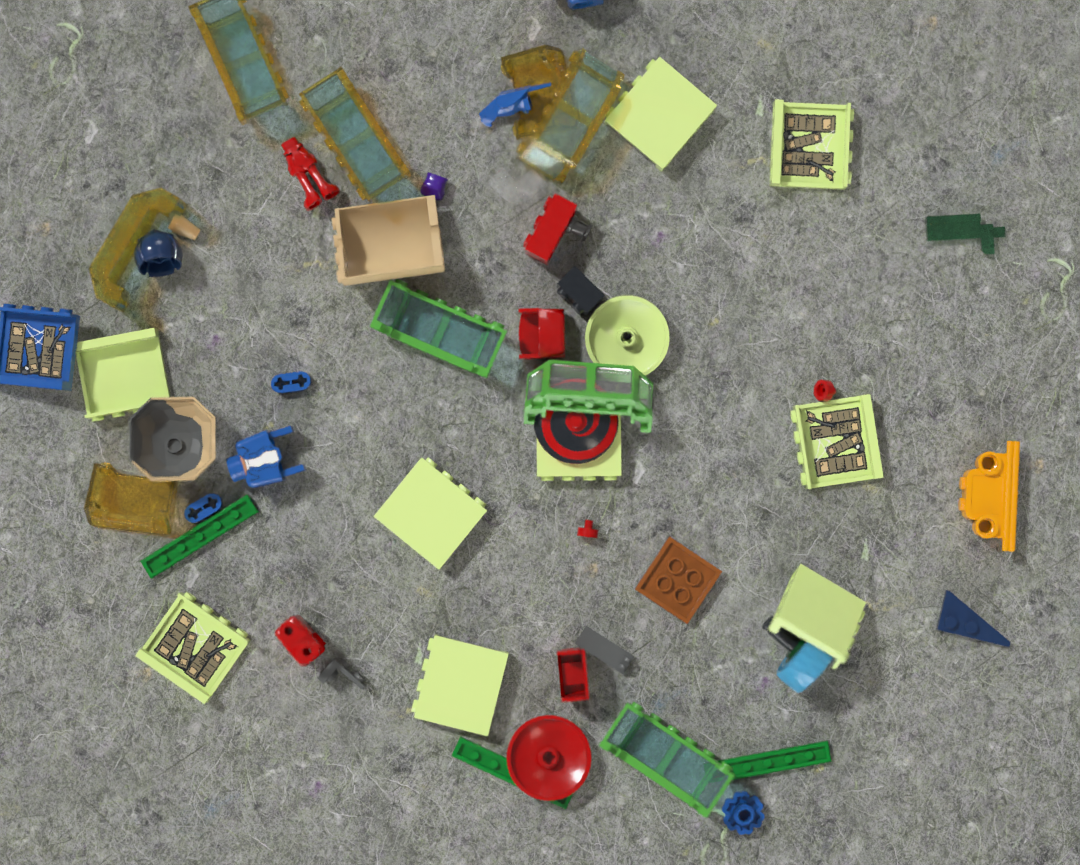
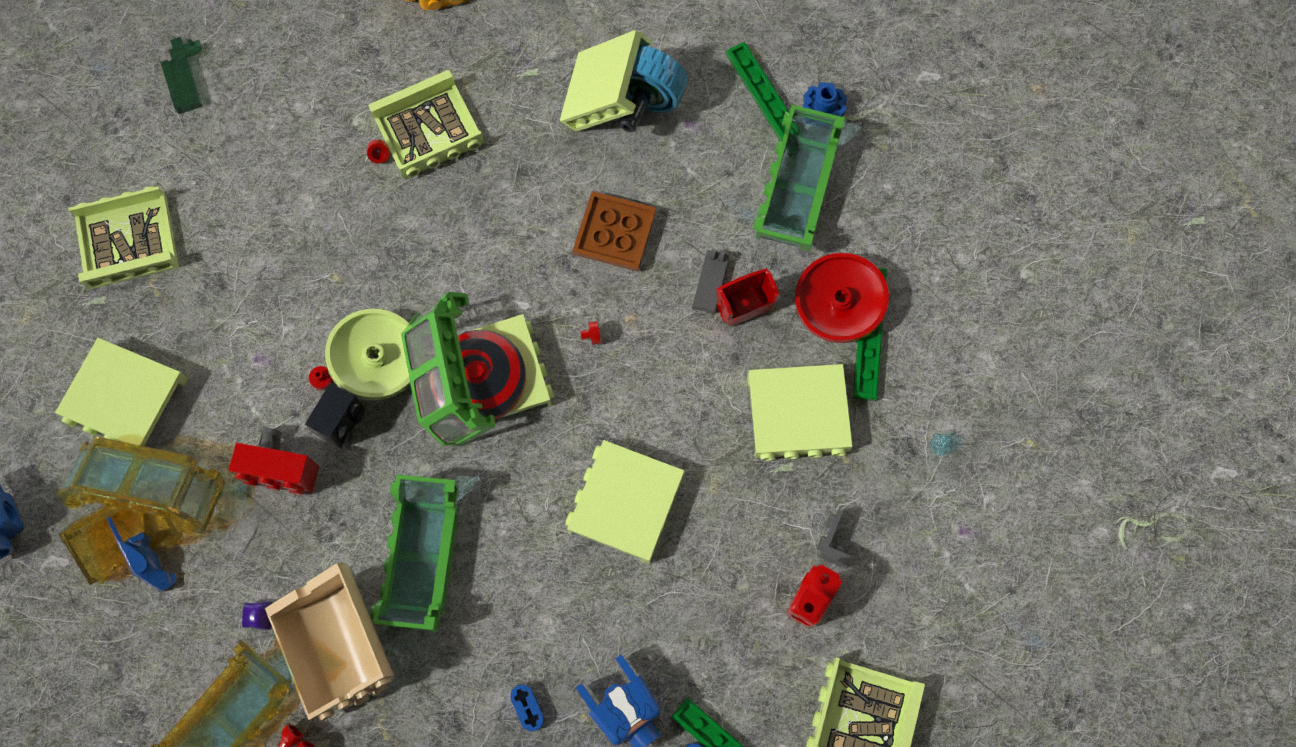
camera: 110 degrees left, 15 degrees down
(394, 794) = (940, 444): none -> clear light blue plate
(541, 333) = (394, 445): red piece -> none
(619, 289) = (320, 378): none -> red tile

